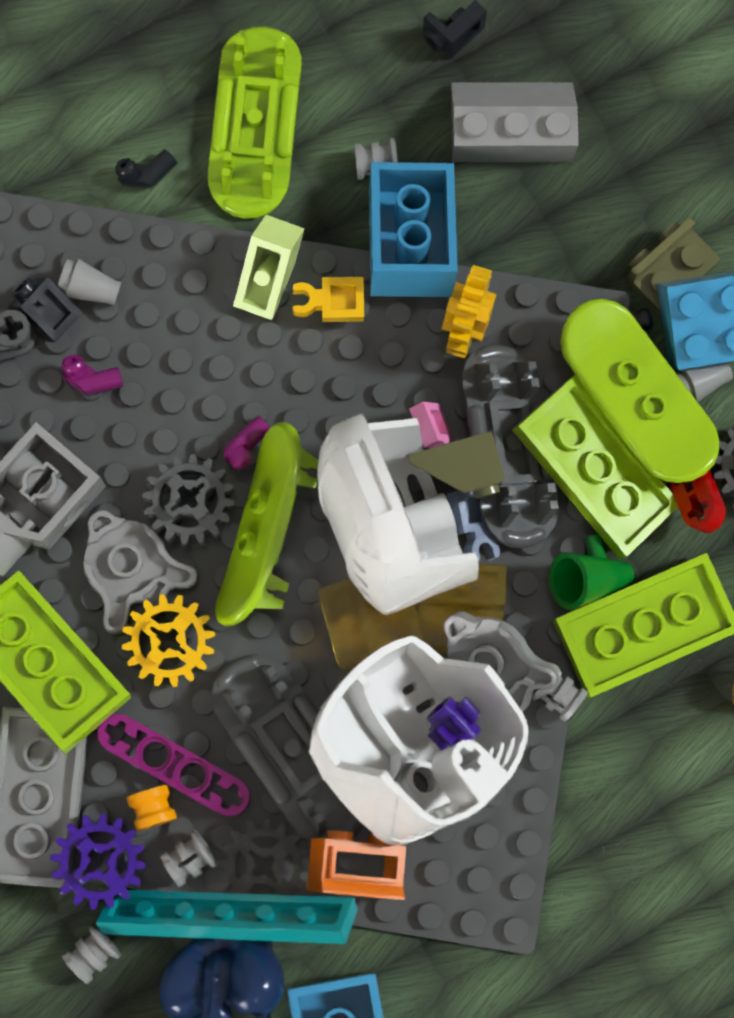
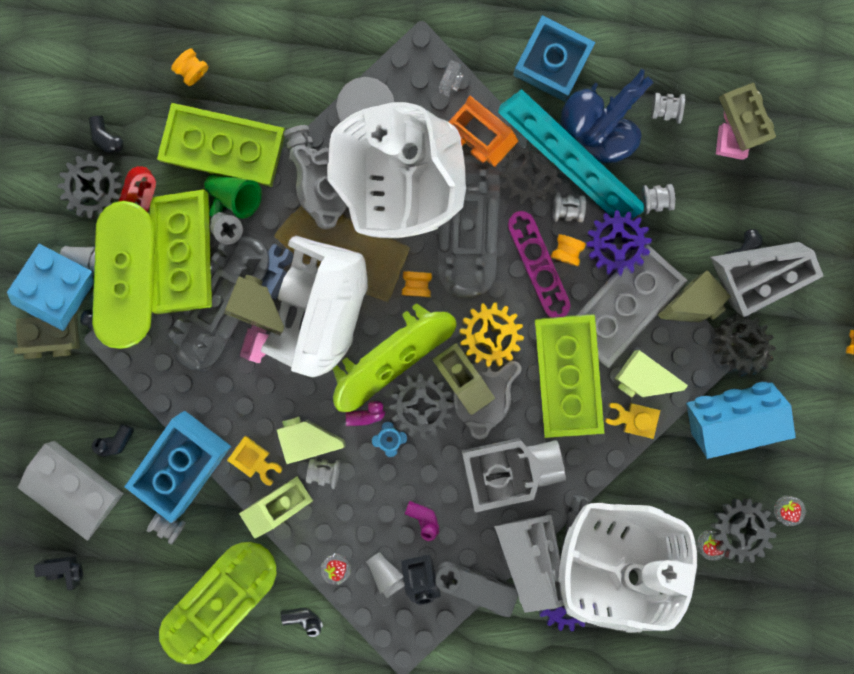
camera: 135 degrees left, 10 degrees up
(149, 250) = (335, 569): none -> tile
(162, 564) = (463, 379): none -> olive slope
(189, 428) = (381, 439): none -> dark azure plate
(244, 344) = (323, 472): none -> light grey bush
(290, 365) = (306, 440): none -> yellowish green slope
(299, 633) = (416, 284): none -> light orange wheel
(441, 905) = (451, 78): none -> clear plate
(453, 722) = (371, 166): dark purple gear -> none
(468, 311) = (183, 392): yellow gear -> none
(504, 204) = (113, 445): none -> black arm
(524, 803) = (362, 94): none -> light grey tile
(554, 526) = (235, 228): none -> light grey bush

